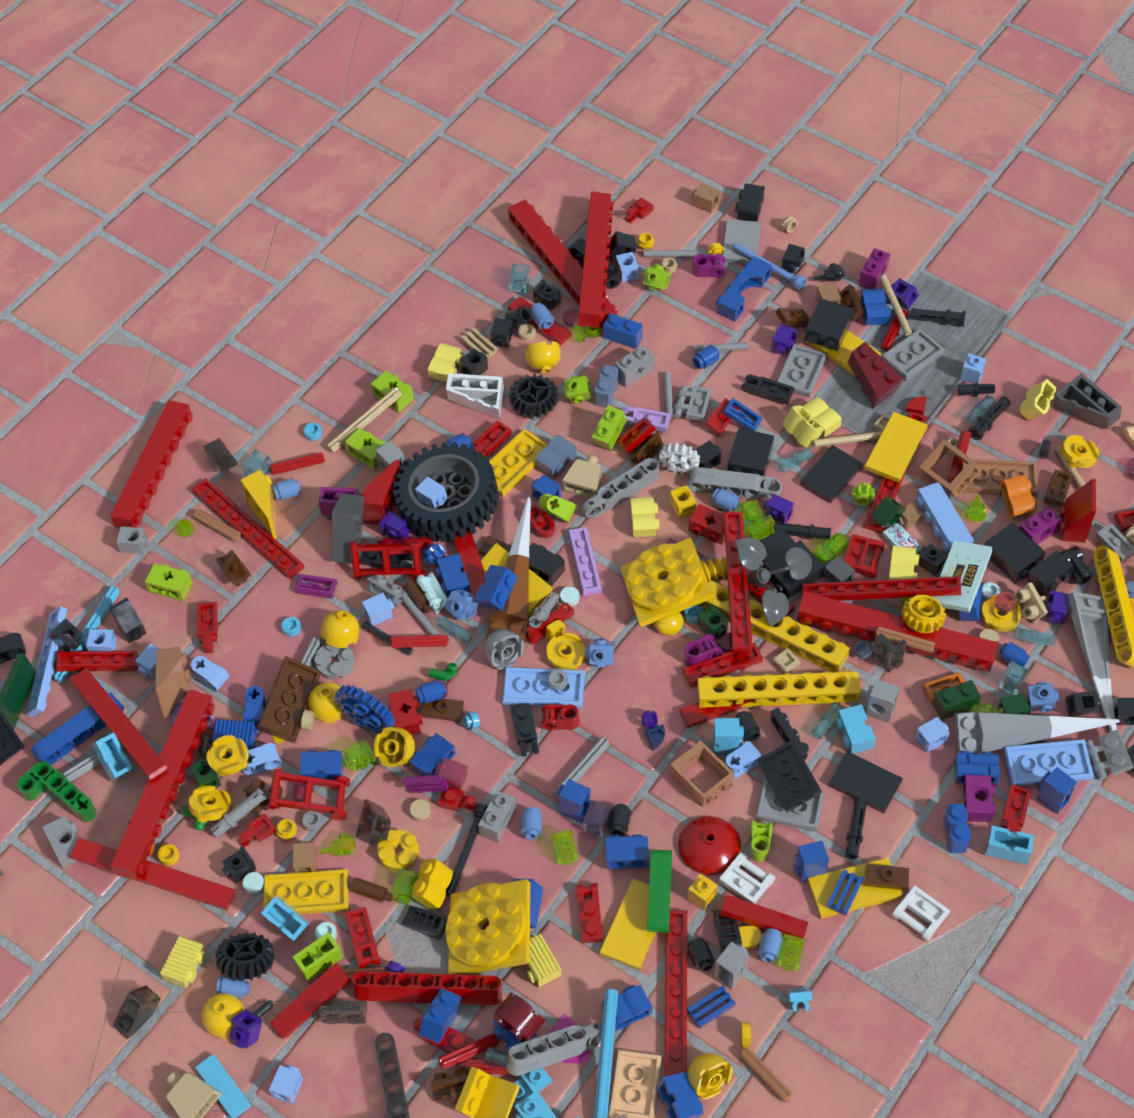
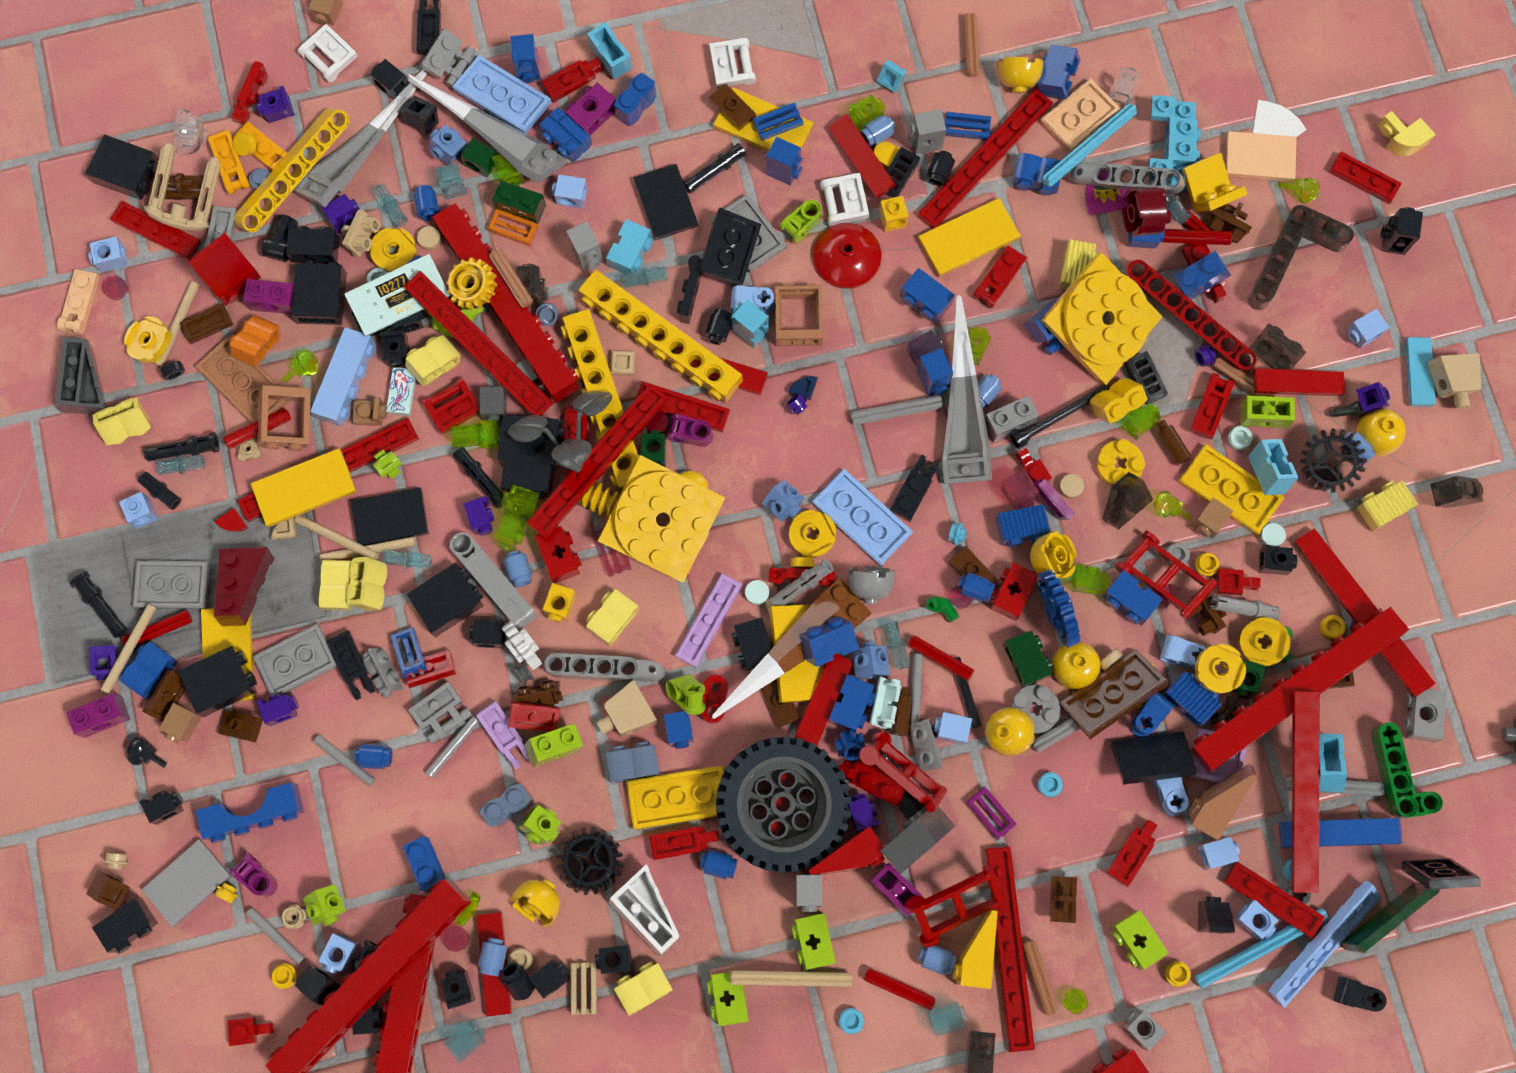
camera: 140 degrees left, 20 degrees up
(66, 627) = (1290, 955): black brick -> none
(131, 584) = (1177, 973): none -> yellow plate
(233, 679) = (1153, 758): none -> black tile
(299, 493) = (918, 905): none -> red piece
(363, 677) = (1027, 658): none -> dark green brick
(431, 493) = (803, 806): light blue brick -> none
(514, 775) = (966, 438): none -> light grey plate
(557, 680) = (846, 507): light grey tile -> none
(559, 717) = (876, 472): red piece -> none
(619, 819) = (906, 332): black brick -> none
(635, 365) = (455, 807): light grey brick -> none
(659, 891) = (928, 239): green beam -> none
(705, 198) = (164, 978): medium nougat brick -> none
(745, 1034) = (961, 81): yellow tile -> none
(749, 399) = (379, 662): none -> light grey hinge
(776, 206) = (107, 890): none -> reddish brown brick
(797, 281) = (187, 773): medium blue piece -> none
(840, 432) = (378, 547): none -> tan bar
(888, 512) = (389, 417): dark green brick -> none
(1005, 602) = (382, 250): clear pink tile -> none

